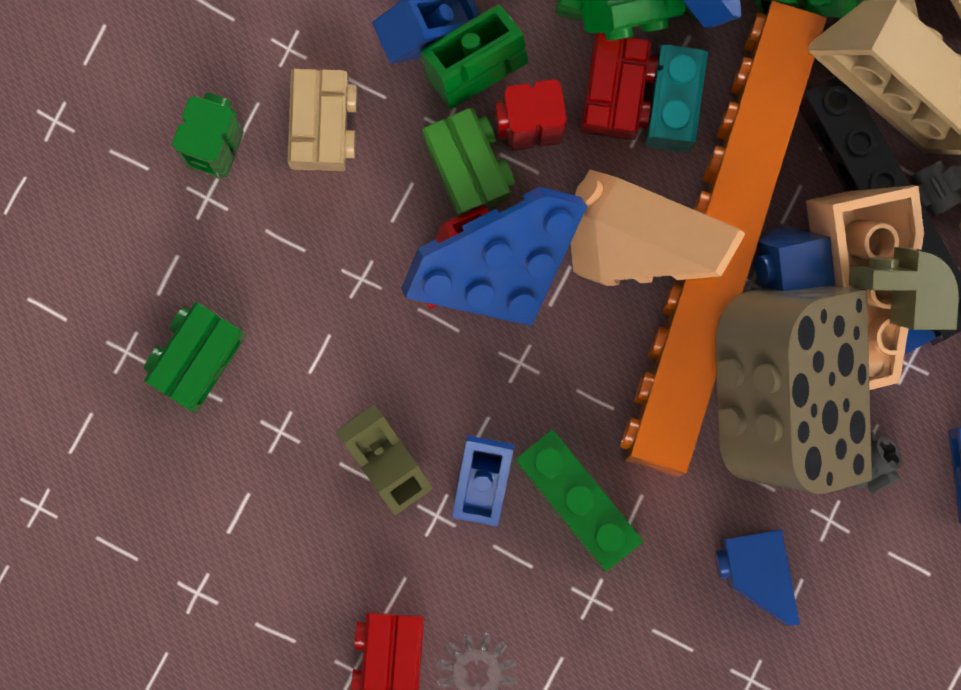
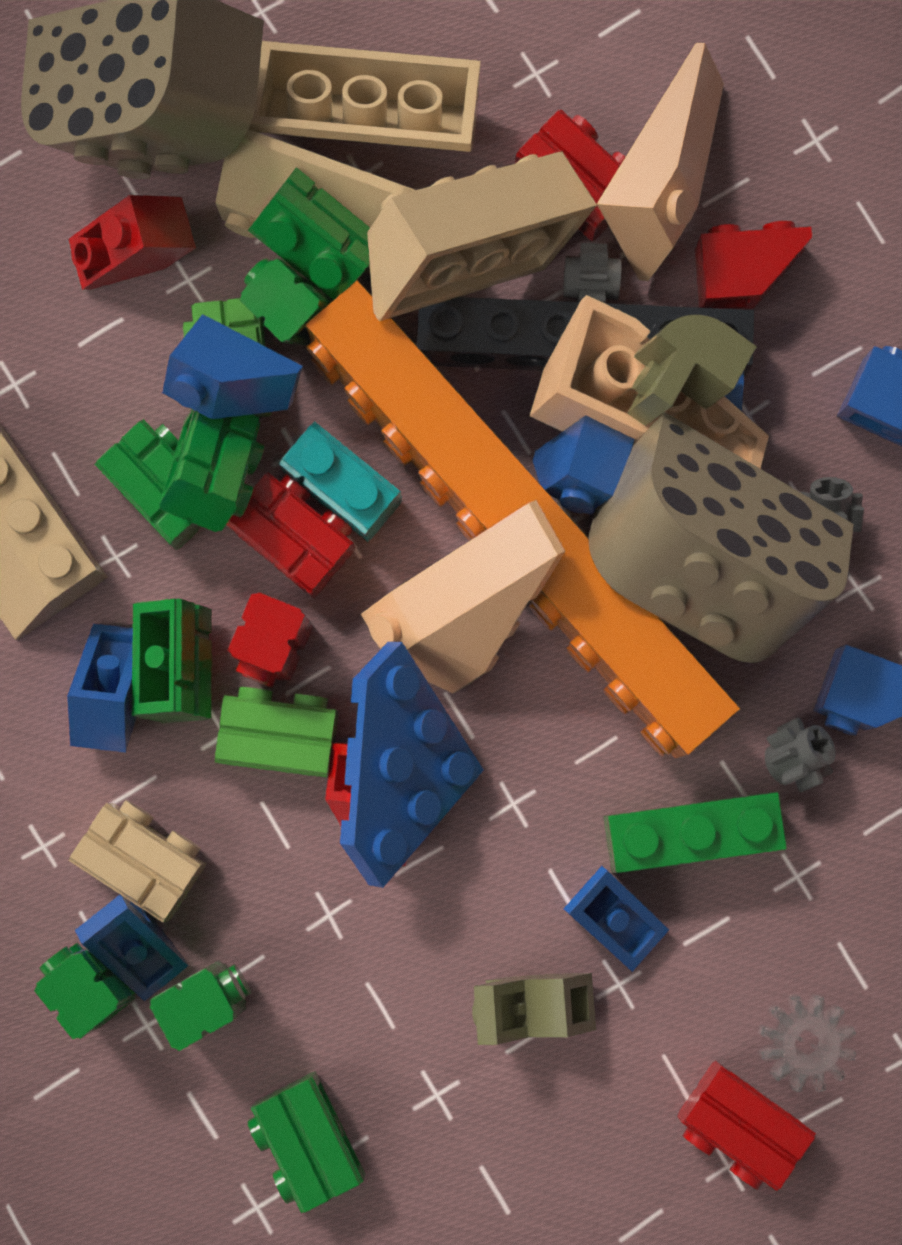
camera: 55 degrees left, 0 degrees up
(247, 221) = (200, 1004): none -> green brick
(257, 151) = (132, 946): none -> blue slope
(681, 545) = (800, 755): none -> dark grey gear

